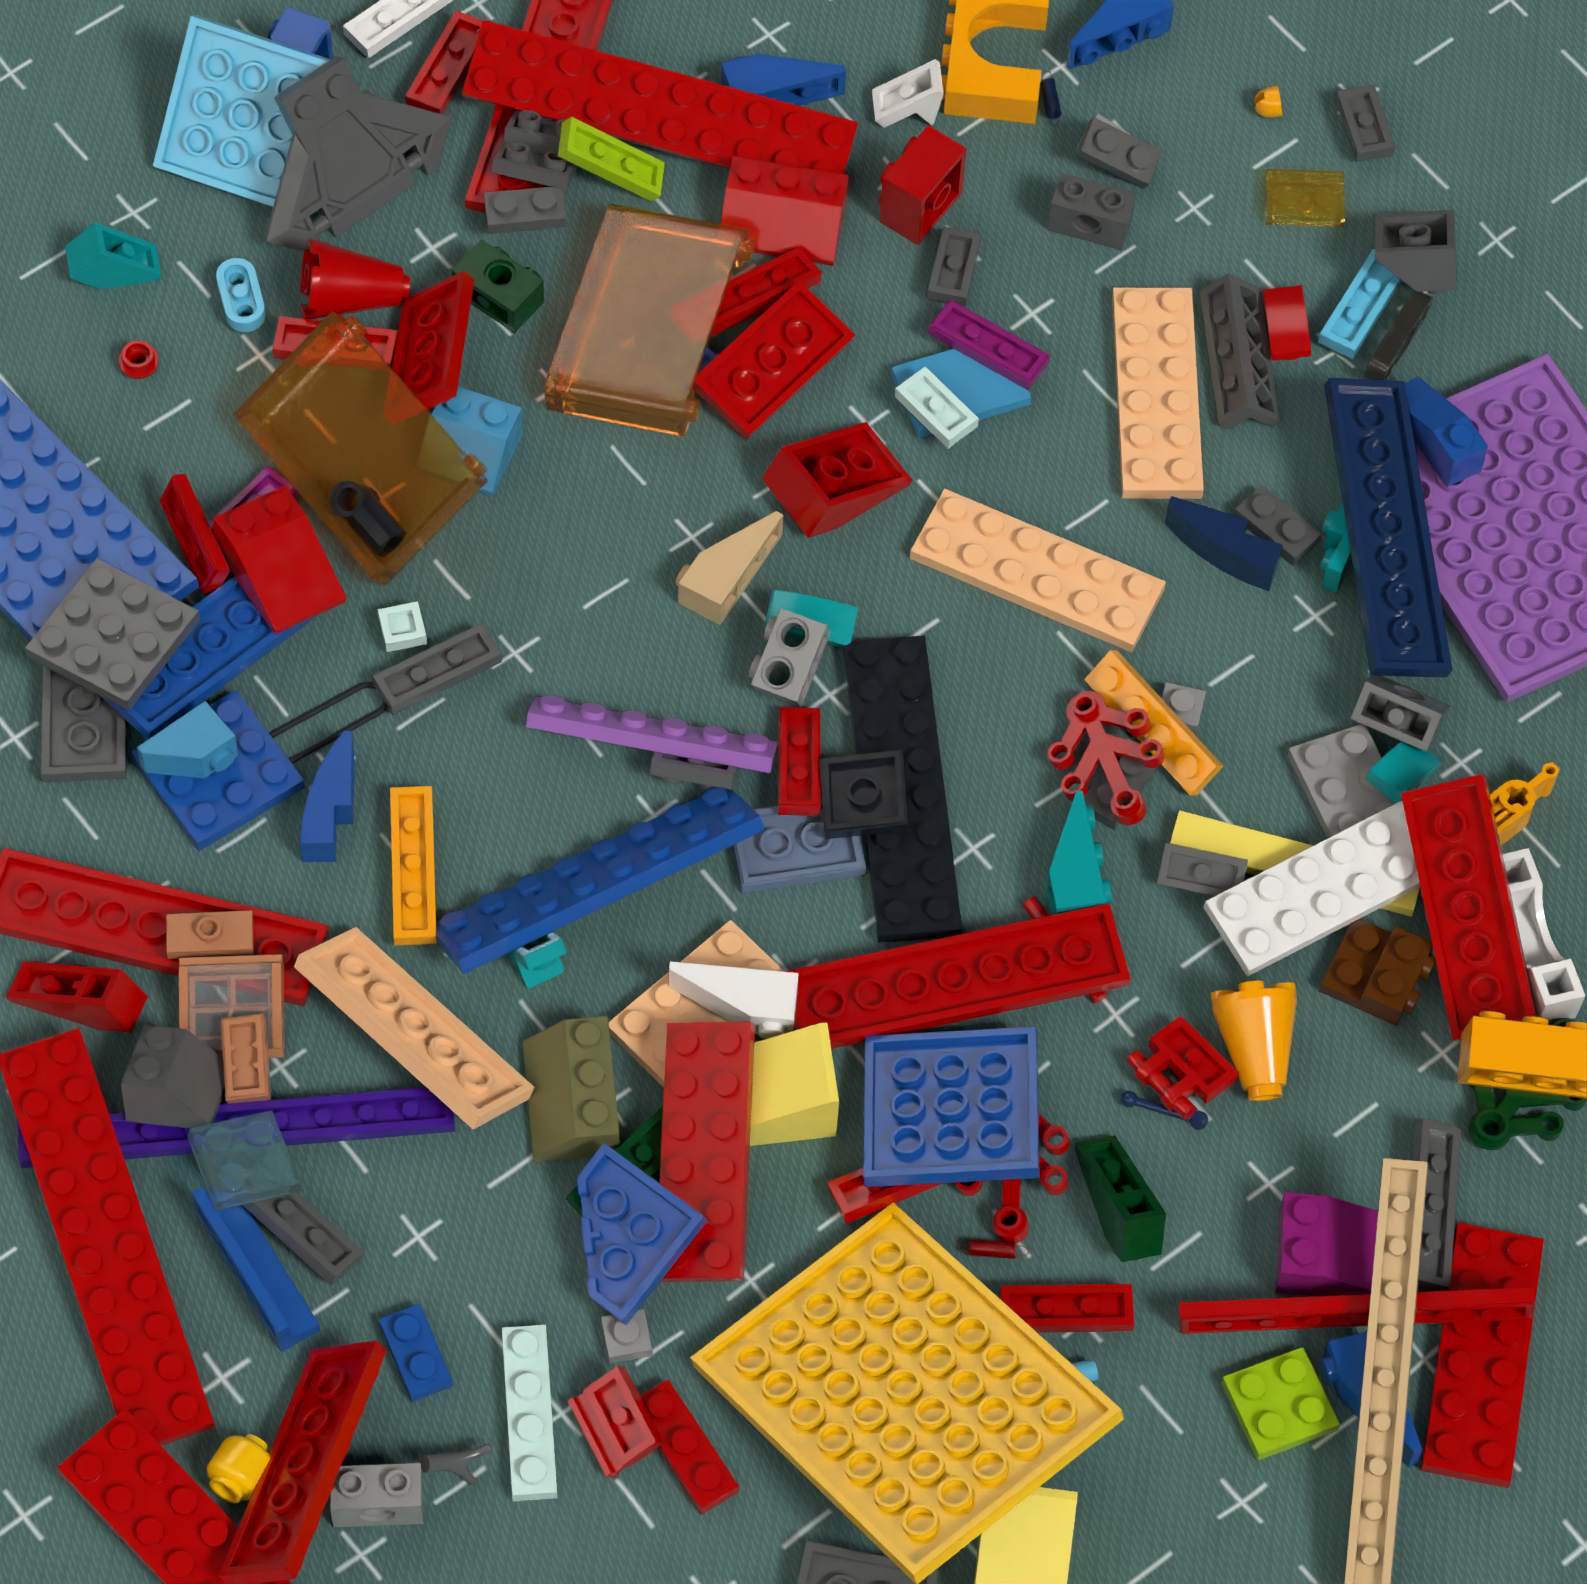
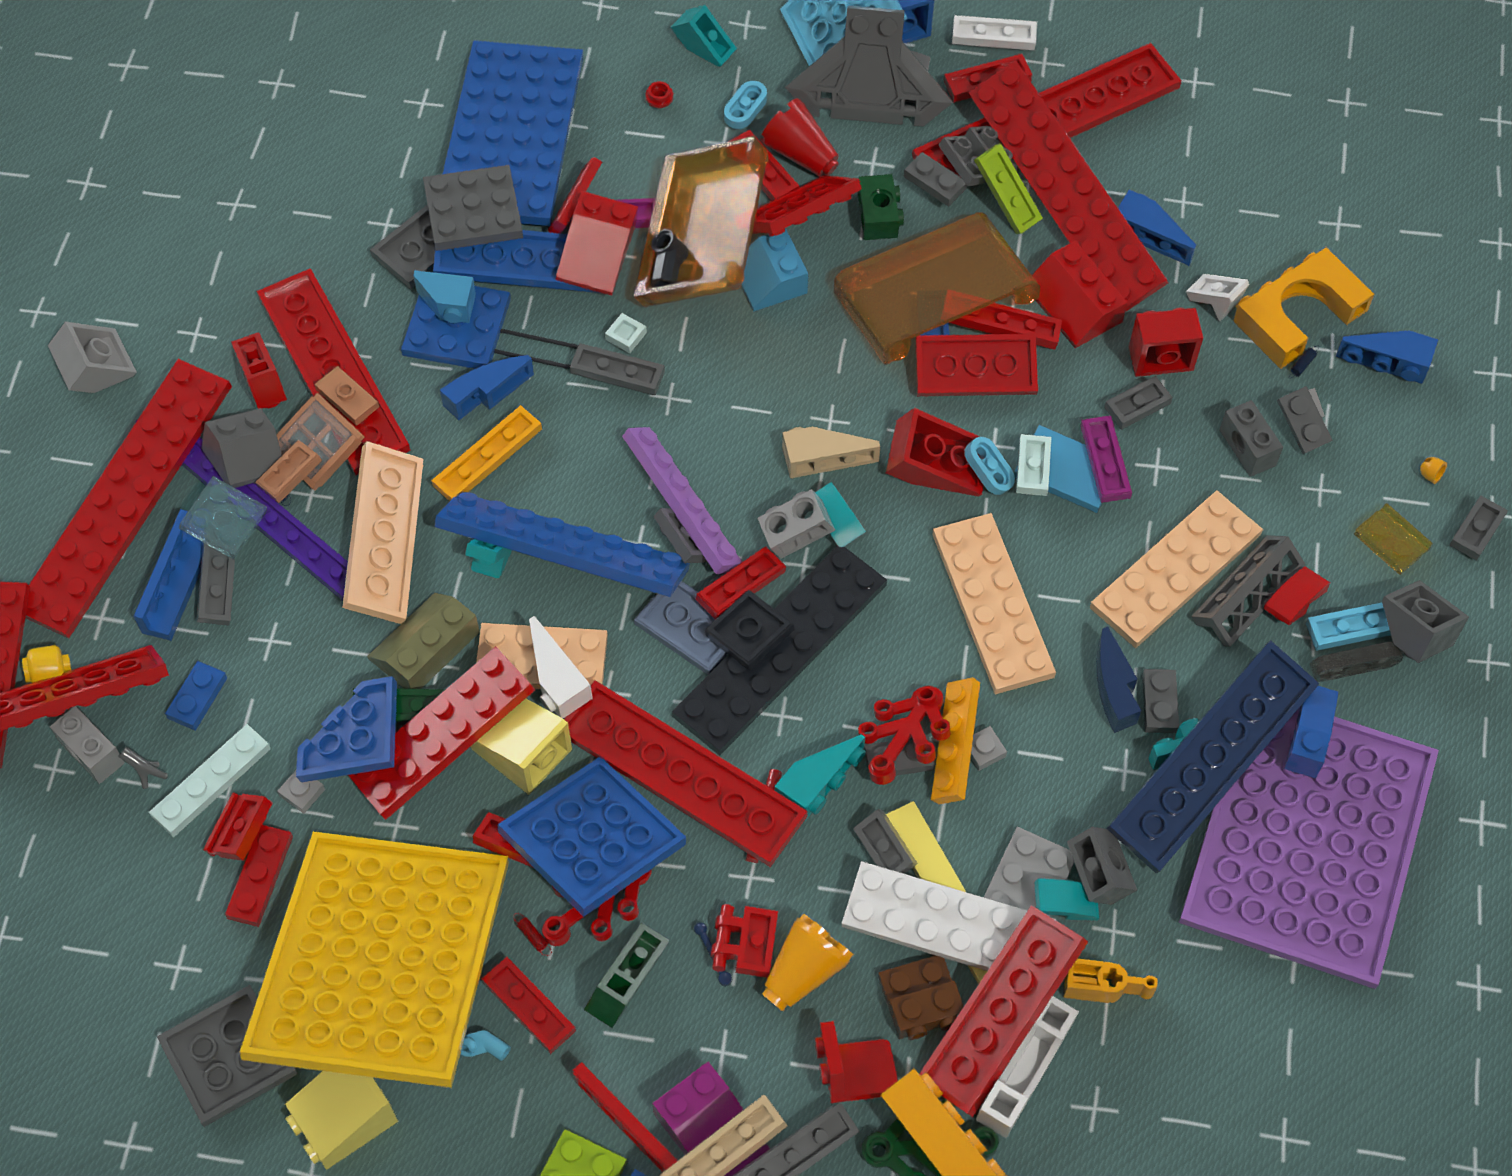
camera: 50 degrees right, 0 degrees up
(896, 444) = (990, 465): none -> medium azure plate
(1400, 1078) = (855, 1068): none -> red bracket

